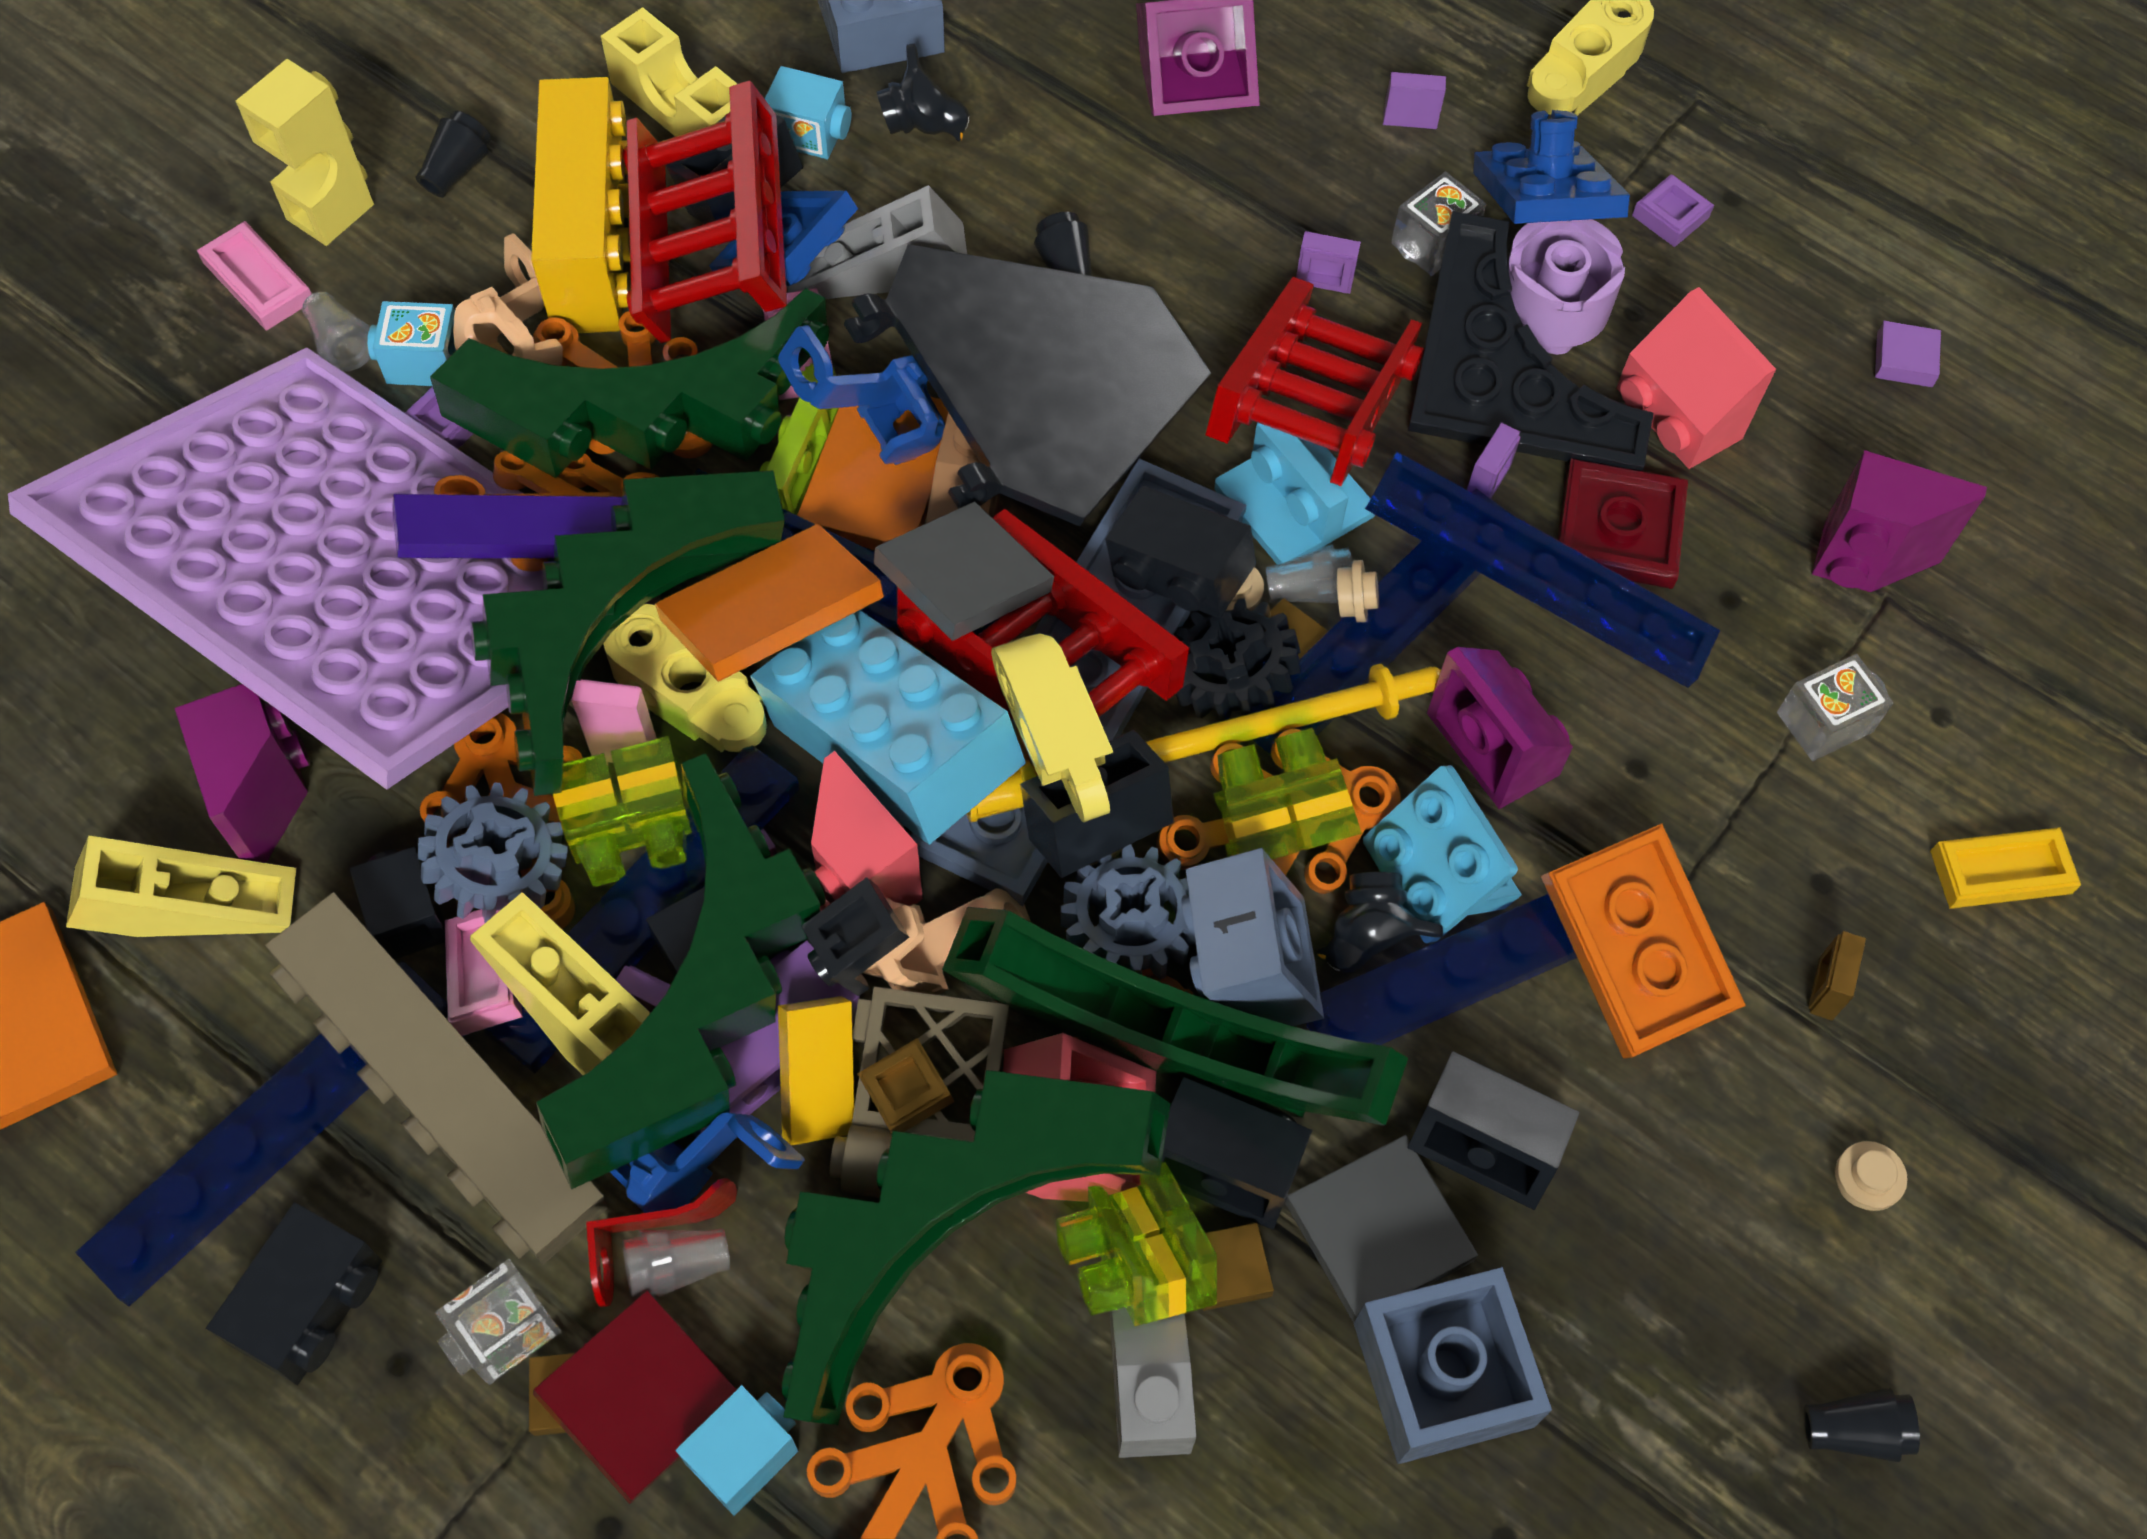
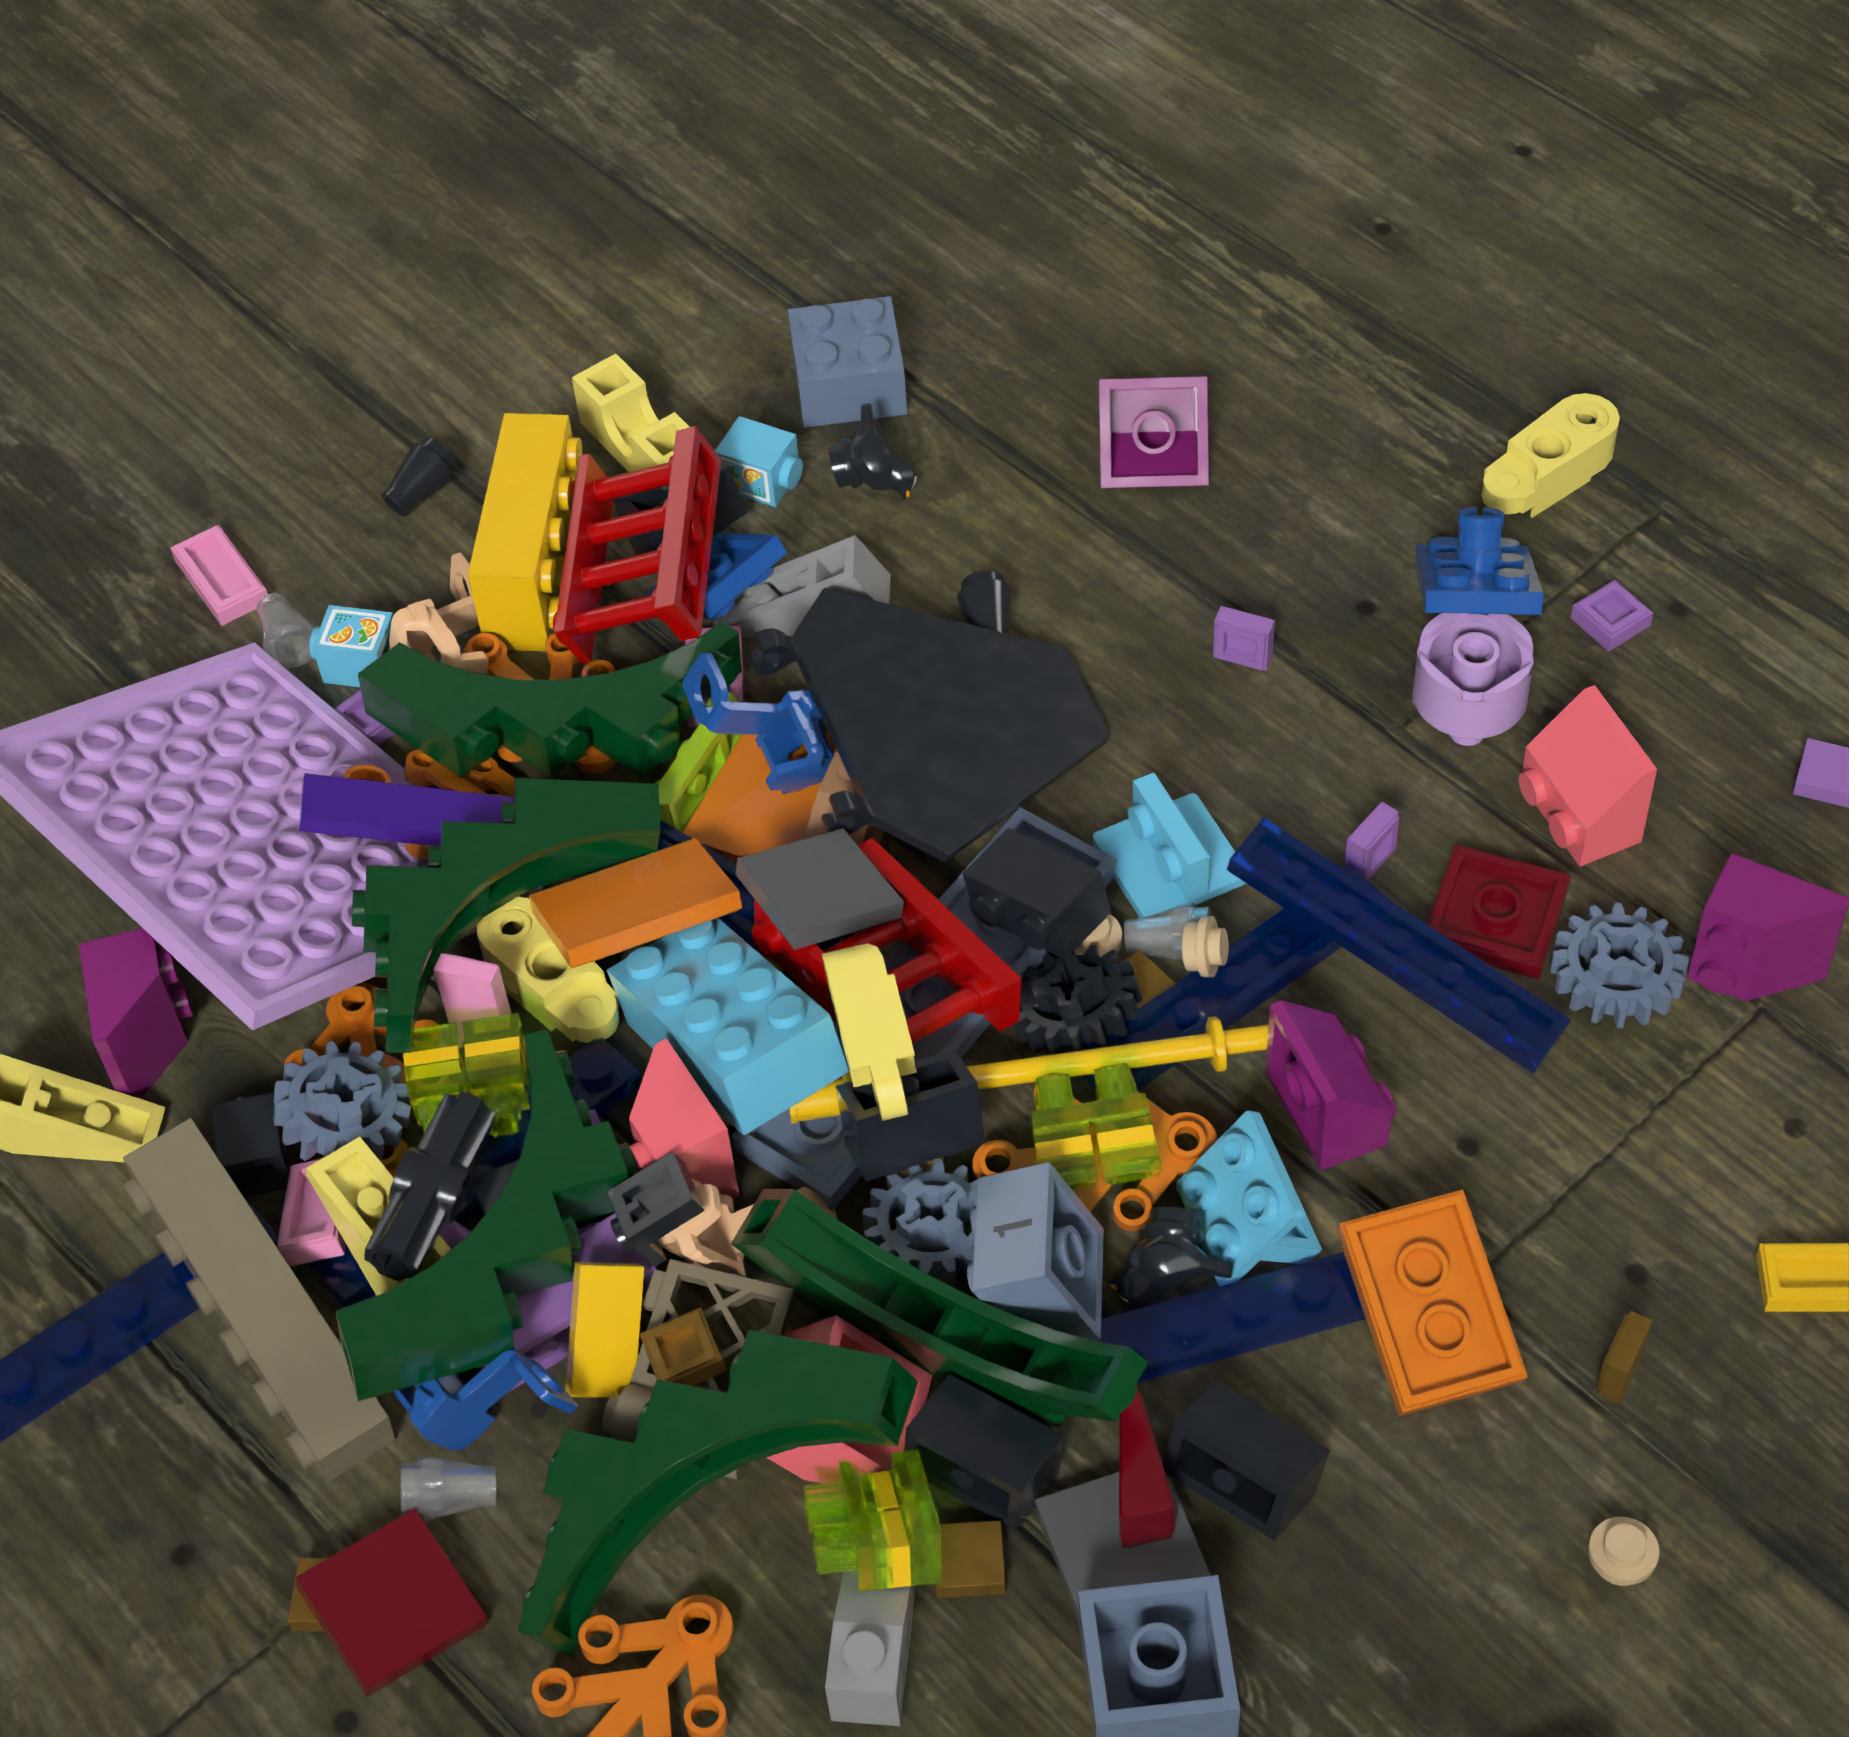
camera: 15 degrees right, 10 degrees down
(297, 1294) = (100, 1475): black brick -> none
(299, 123) = (278, 439): light yellow arch -> none
(495, 1324) = (273, 1523): clear brick -> none
(609, 942) = (430, 1186): none -> black piece
(707, 1206) = (479, 1441): red piece -> none
(740, 1447) = (475, 1659): medium azure brick -> none
(1277, 345) = (1175, 707): red fence -> none
(1401, 1175) = (1144, 1492): none -> dark red slope
(1414, 100) = (1361, 490): medium lavender tile -> none
(1425, 220) = (1362, 610): clear brick -> none
(1492, 370) = (1386, 750): black plate -> none
(1753, 569) = (1619, 965): none -> sand blue gear
(1835, 707) = (1676, 1103): clear brick -> none

